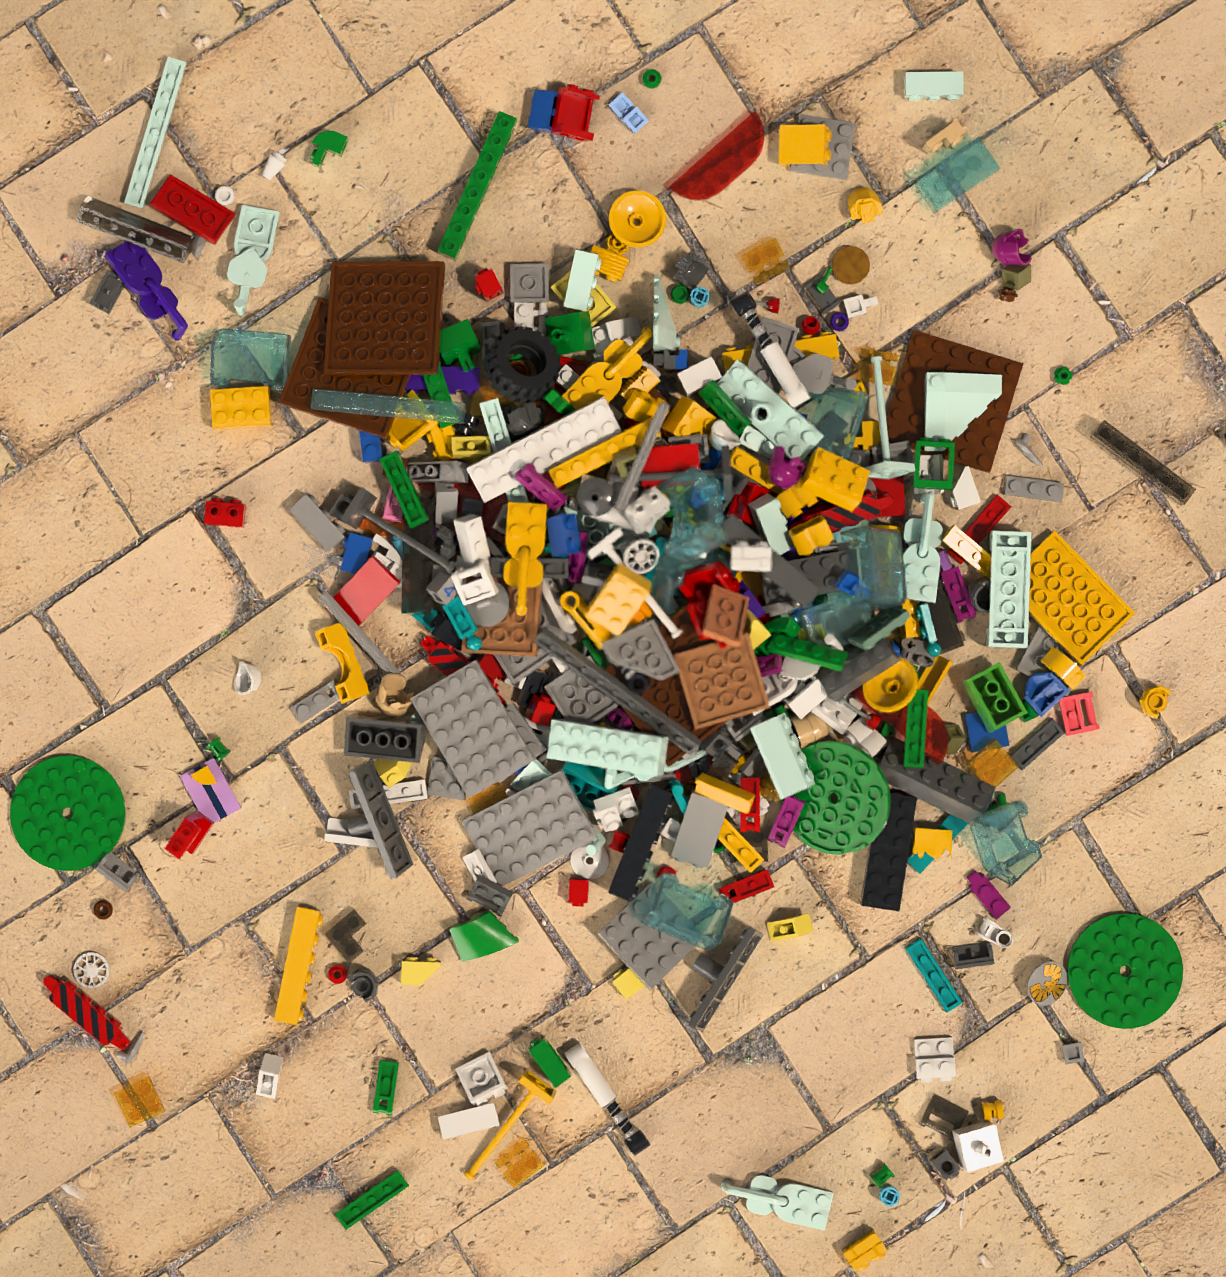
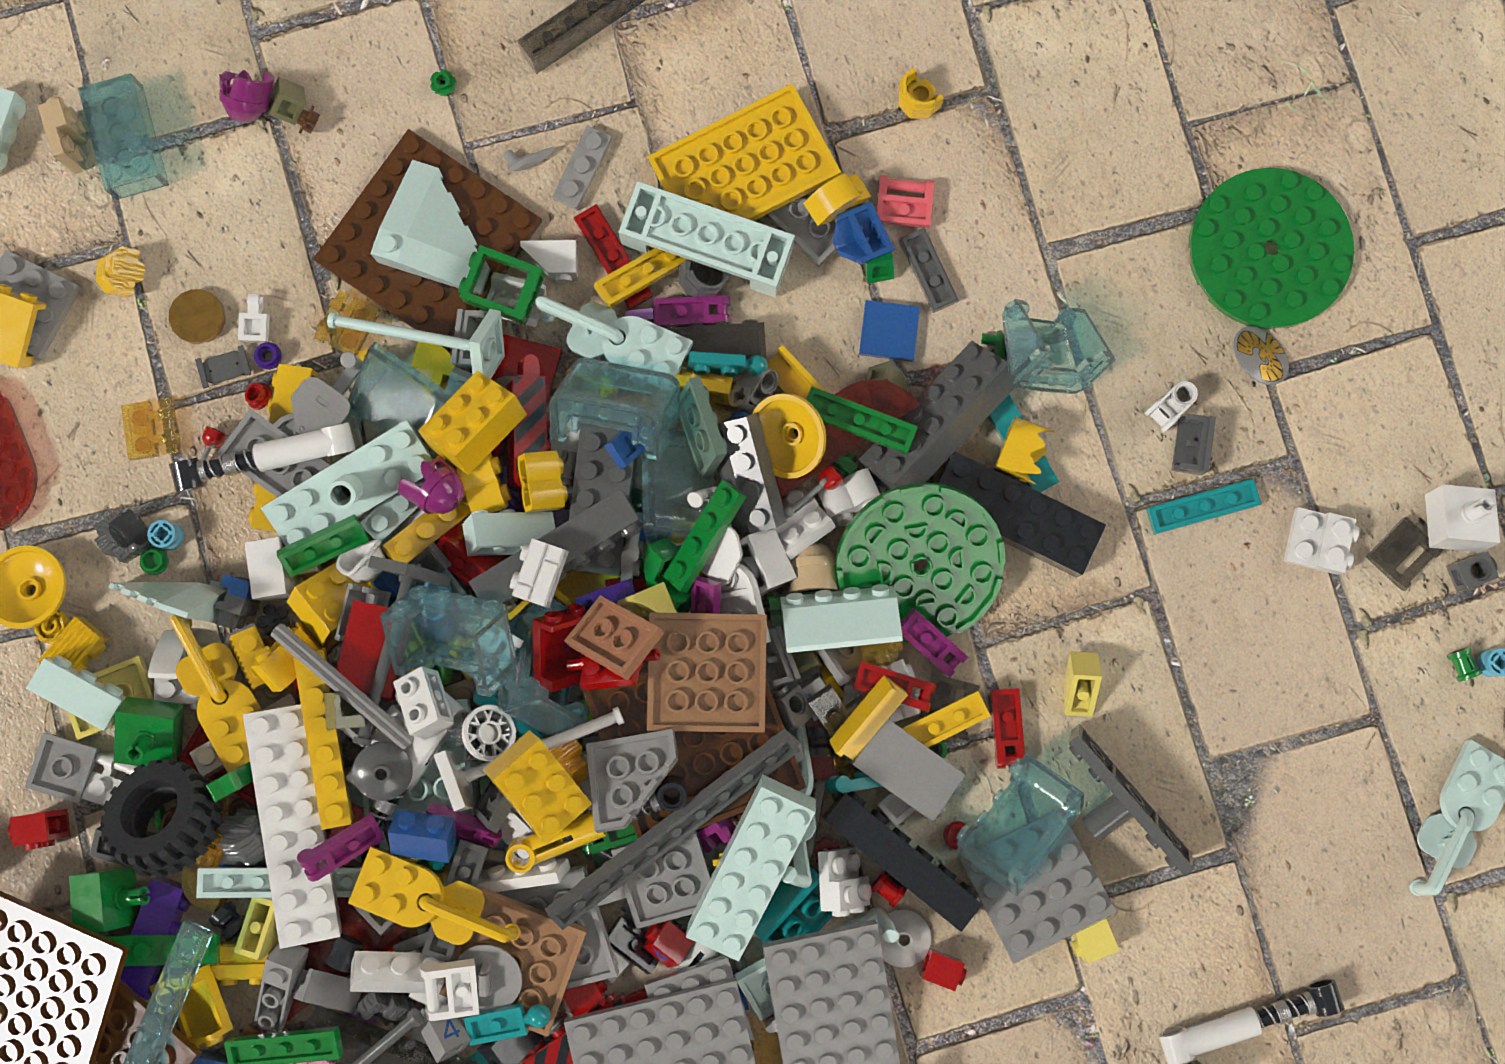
camera: 70 degrees left, 5 degrees down
(822, 286) = (210, 363): green hand -> none
(988, 894) = (1114, 398): magenta hinge -> none
(992, 763) = (937, 336): clear yellow plate -> none
(992, 1110) = (1414, 483): yellow wheel -> none
(994, 697) = (849, 304): bright green brick -> none
(1073, 1053) = (1364, 351): light grey plate -> none

